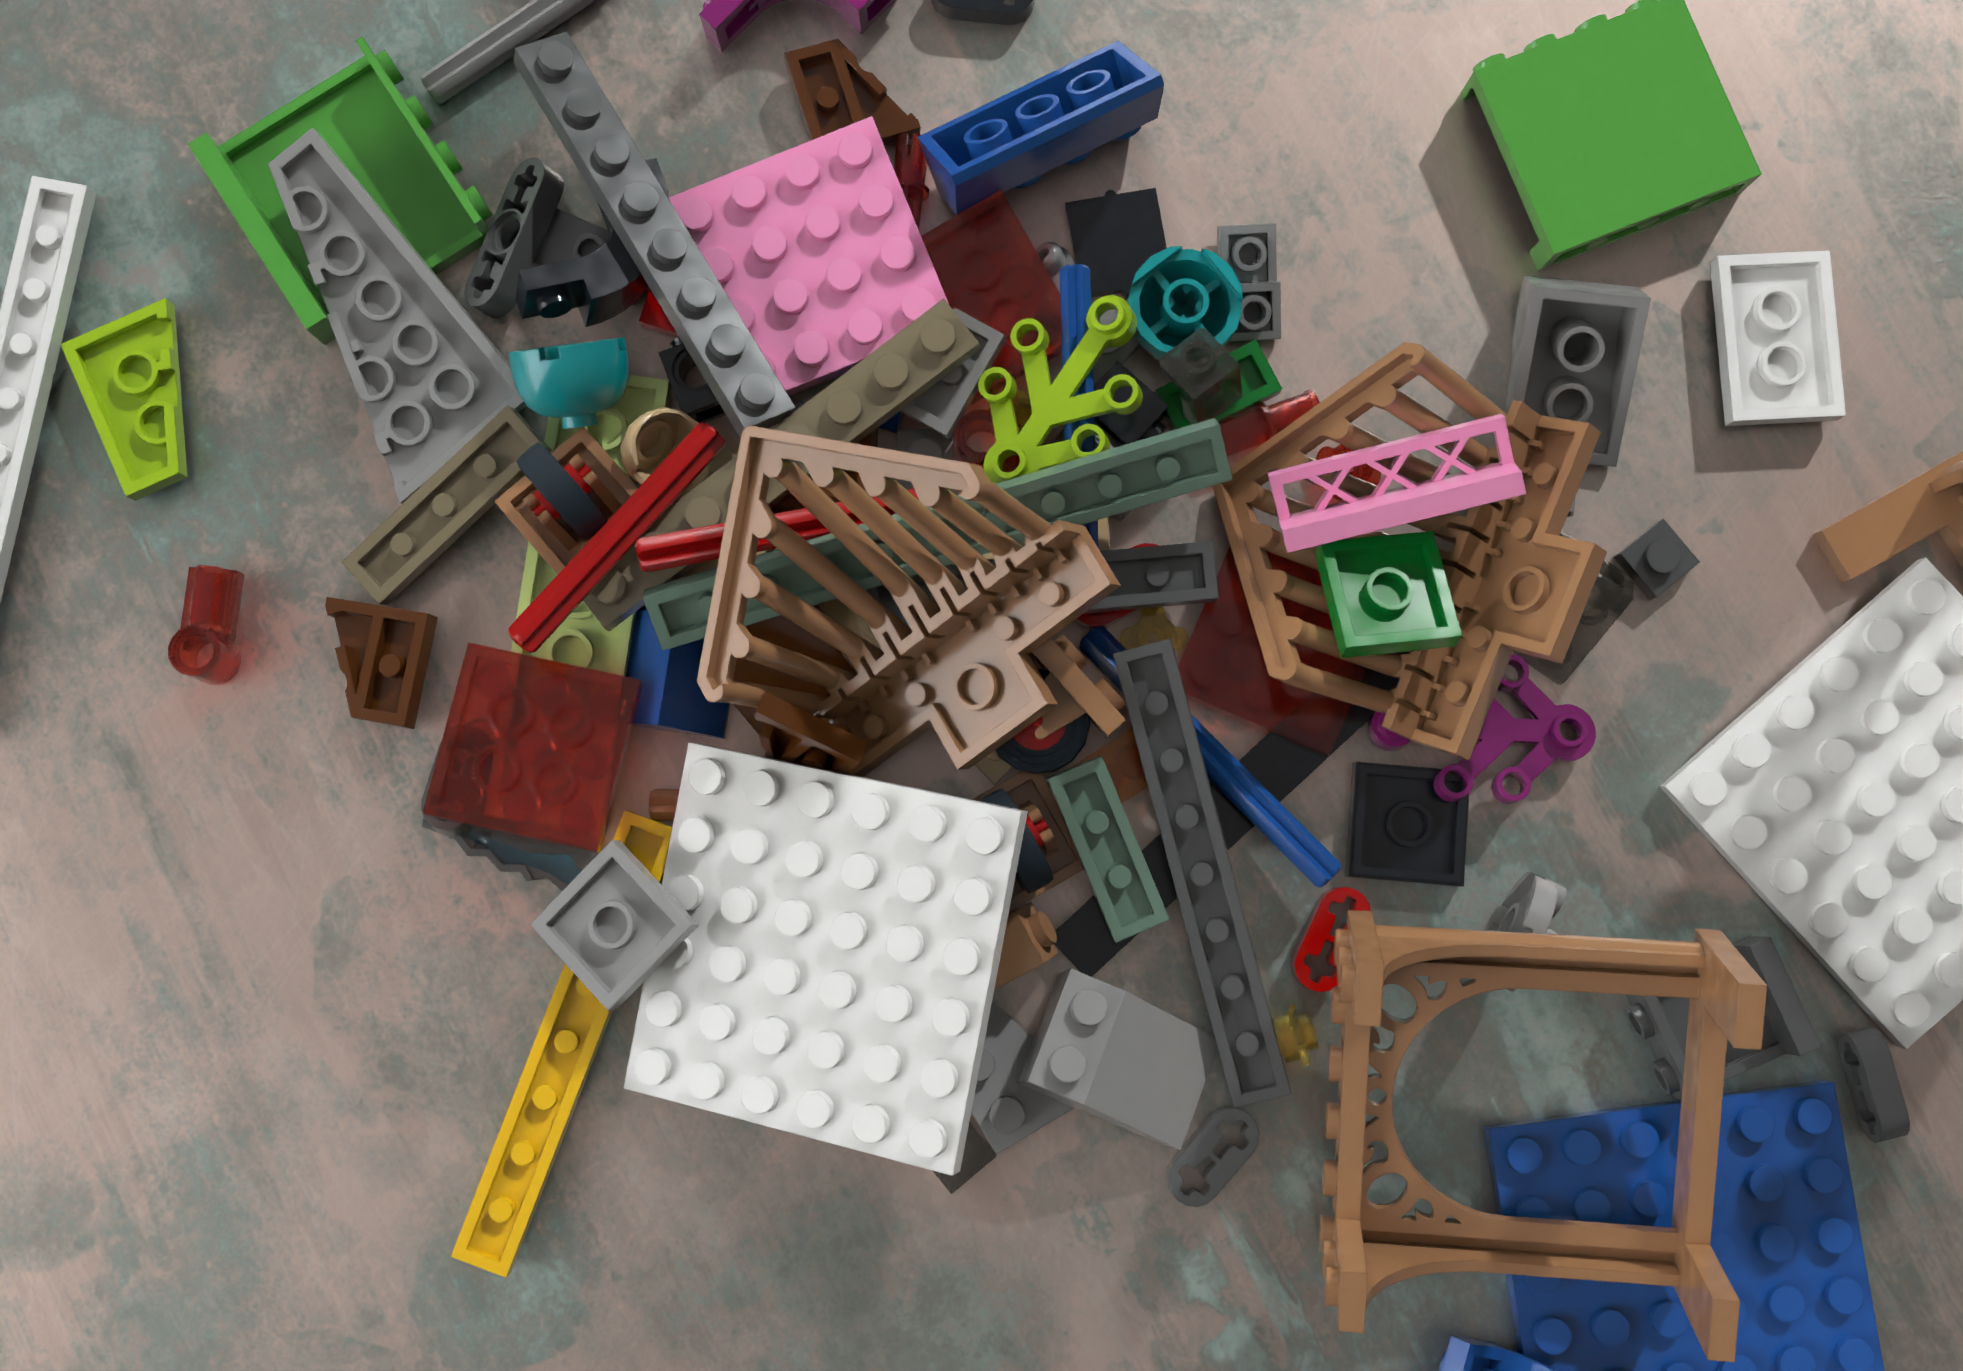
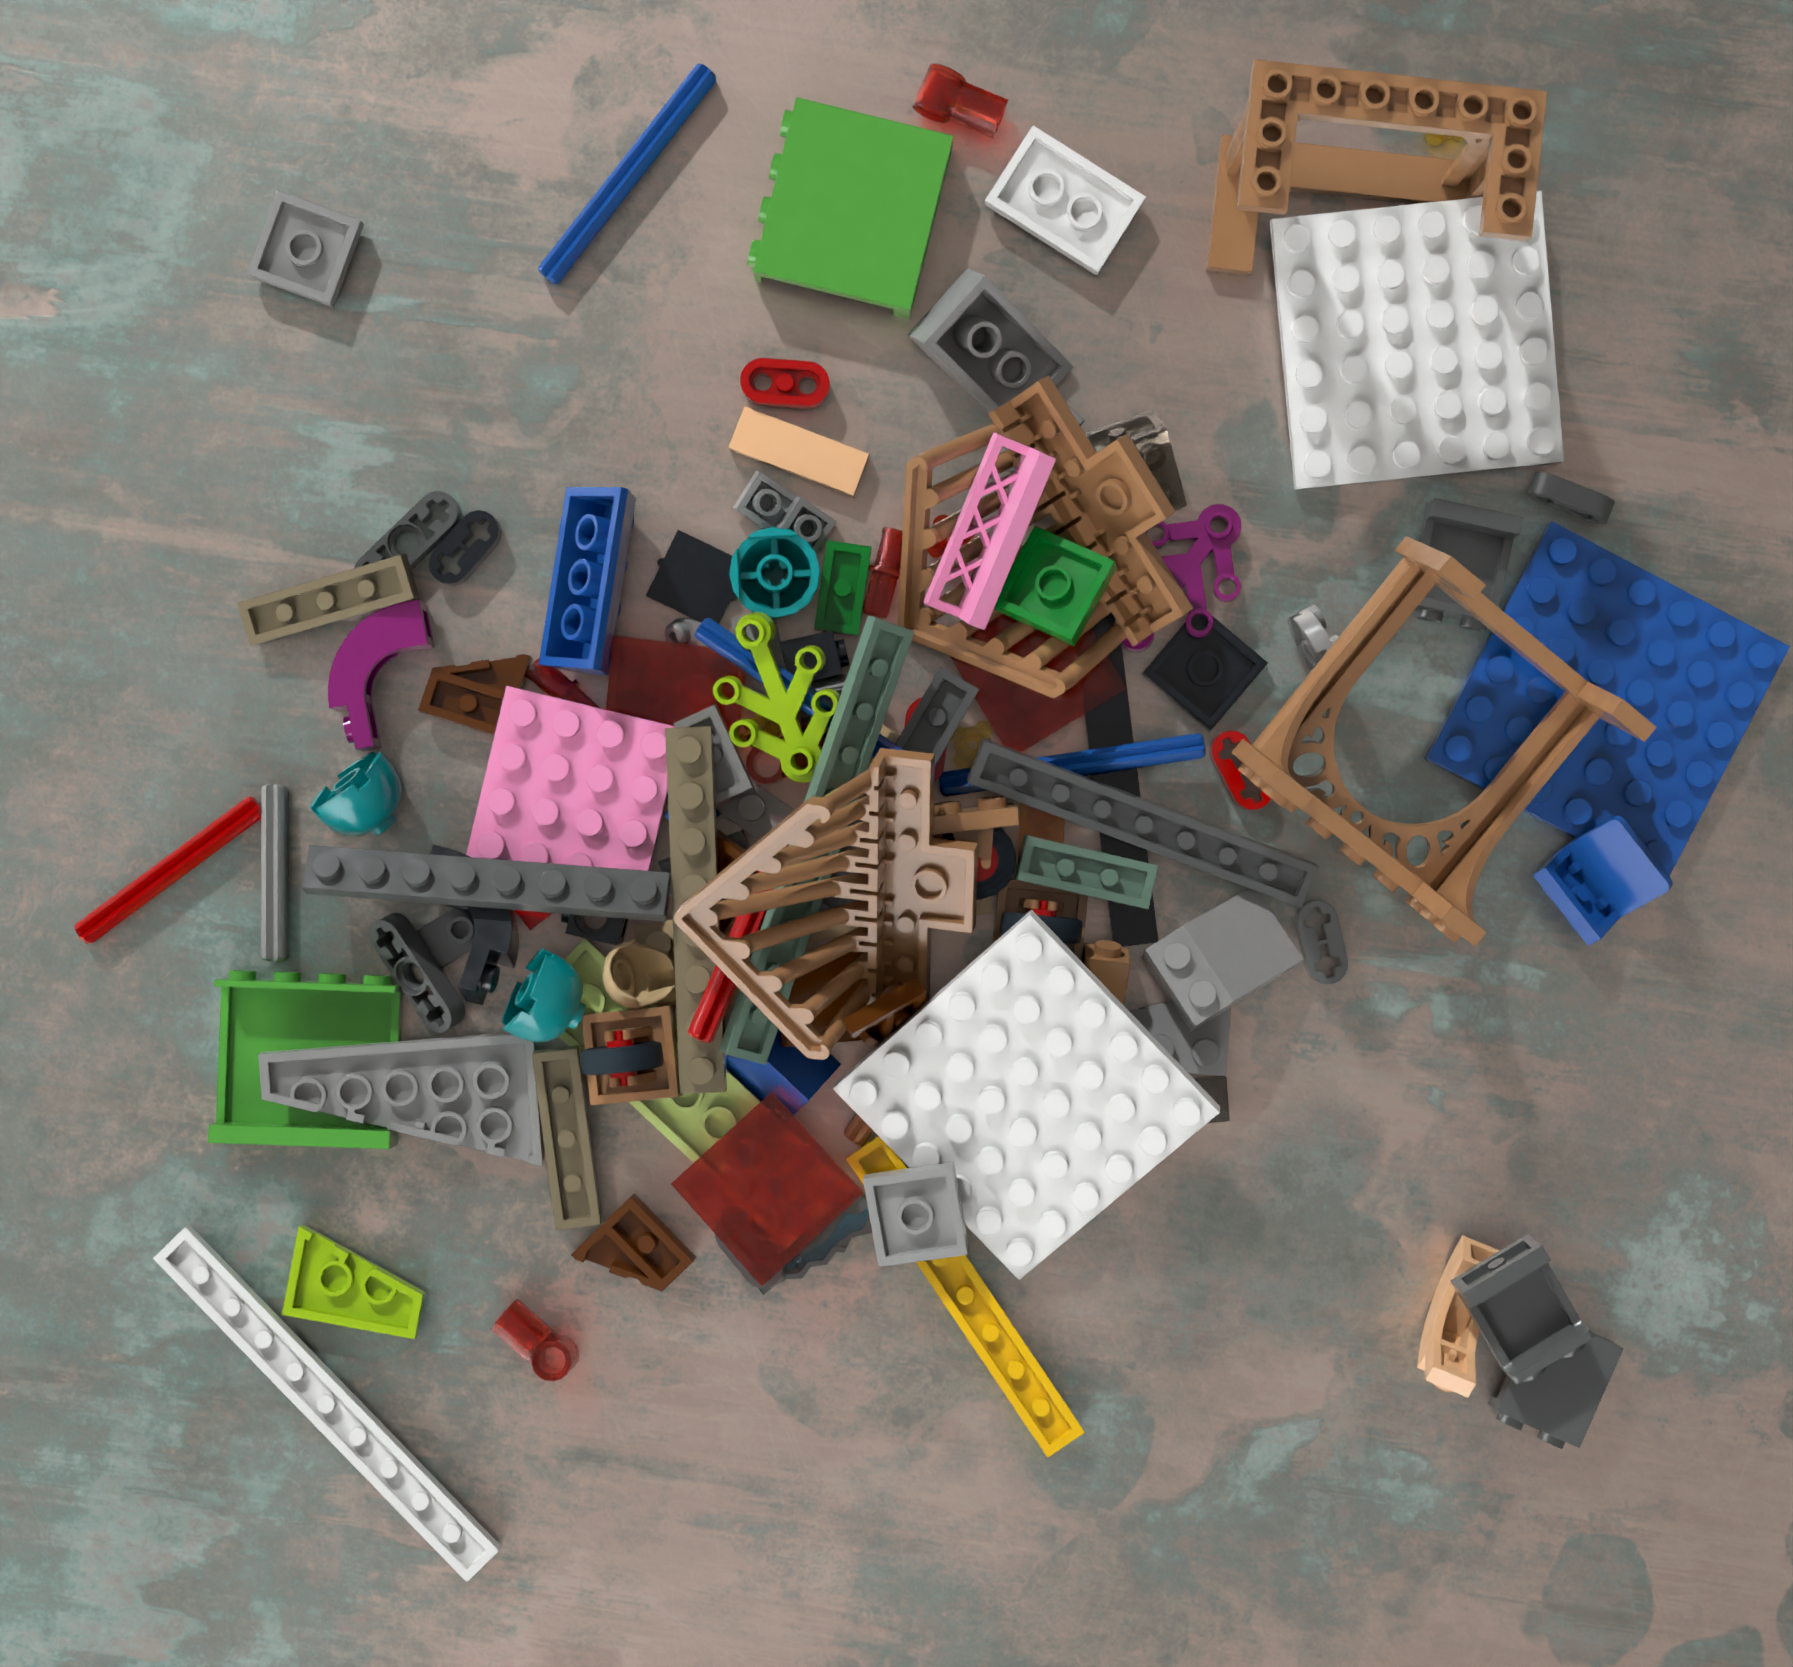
camera: 45 degrees left, 5 degrees up
(616, 538) = (674, 1043): red axle -> none
(652, 59) = (361, 798): none -> teal cylinder
(1204, 374) = (830, 597): clear smoke bracket -> none
(1295, 1035) = (1285, 836): clear yellow plate -> none
(1323, 252) = (798, 451): none -> light nougat tile
(1387, 189) = (786, 379): none -> red plate
(1656, 559) = (1150, 384): dark grey plate -> none
(1792, 152) = (948, 97): none -> clear red piece

